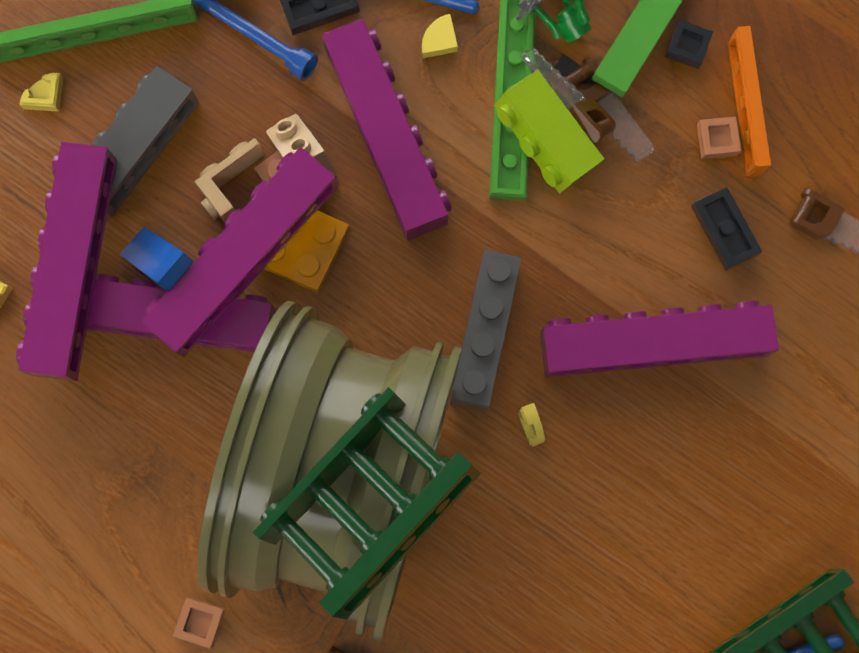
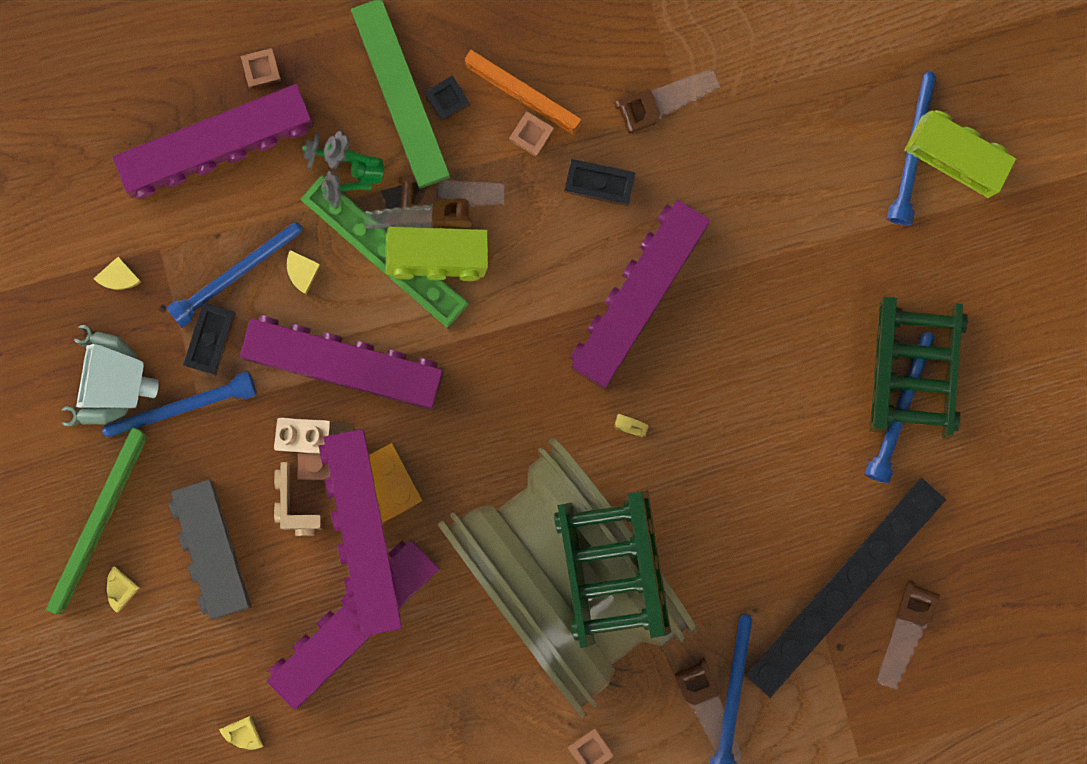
camera: 50 degrees left, 5 degrees up
(67, 262) = (275, 656): magenta brick -> none
(156, 258) = (317, 595): blue tile -> none
(485, 330) = (541, 403): dark grey brick -> none

